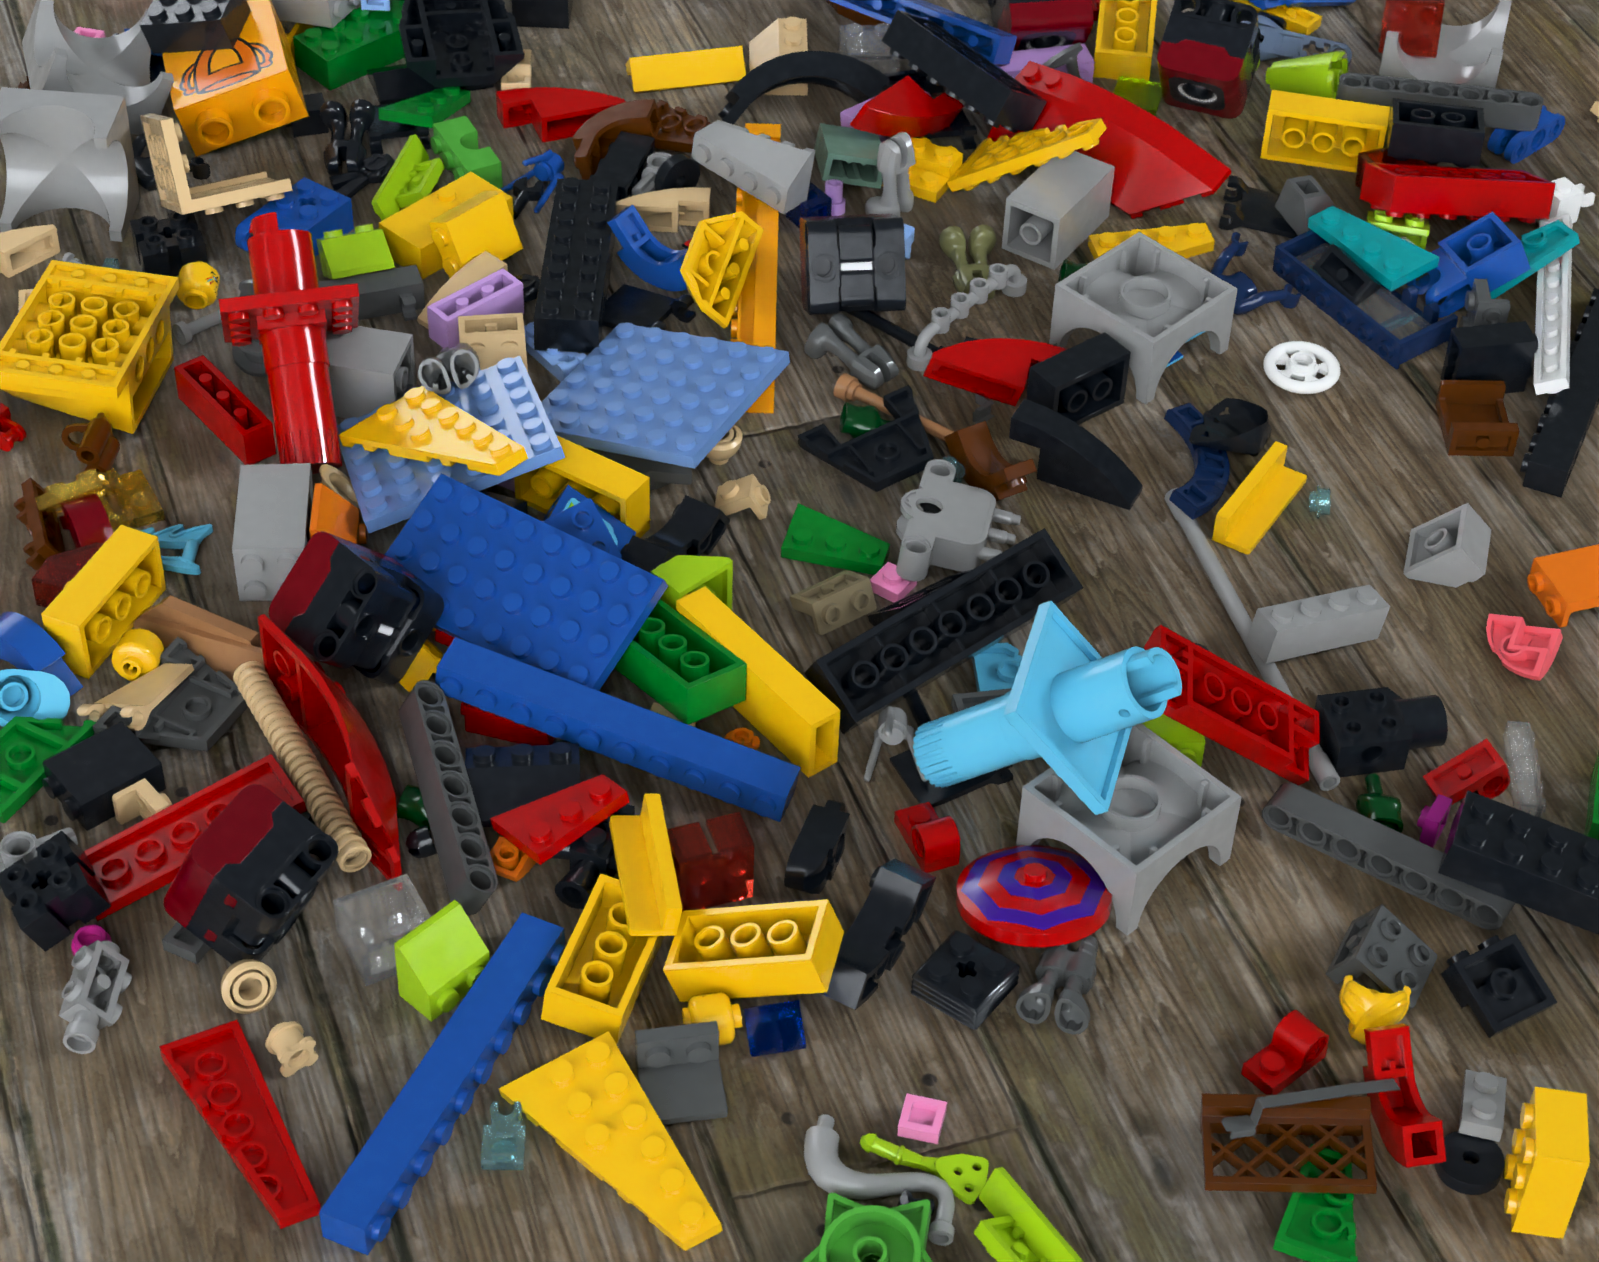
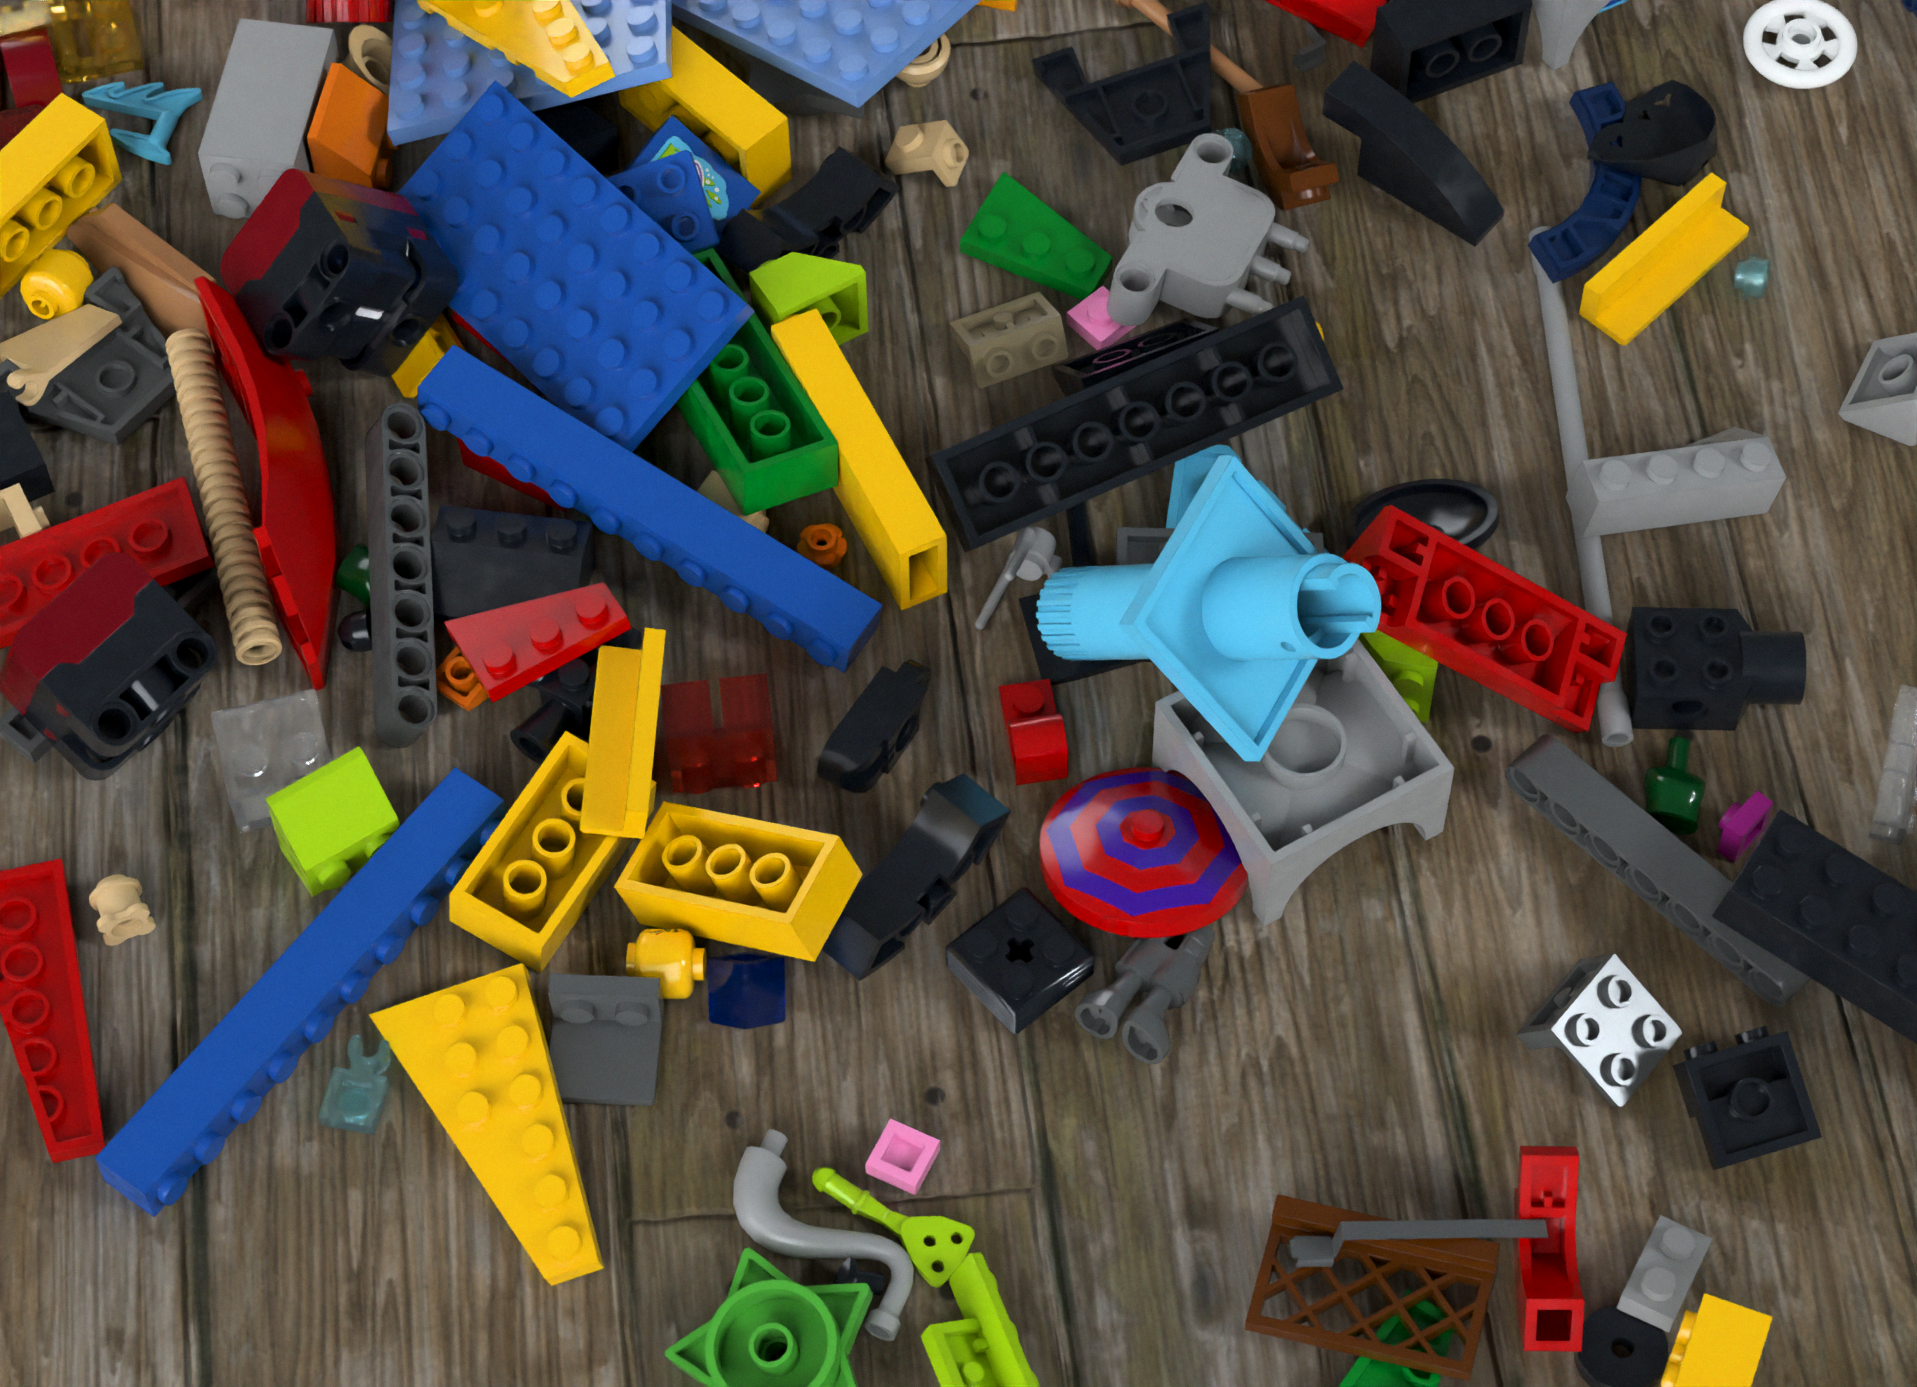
camera: 15 degrees right, 15 degrees up
(248, 986) = (85, 811): tan brick -> none
(859, 419) = (1129, 46): dark green piece -> none
(1292, 1052) = (1430, 1145): red plate -> none
(1371, 1008) = (1554, 1105): yellow hair -> none
(1472, 770) = (1821, 758): red plate -> none

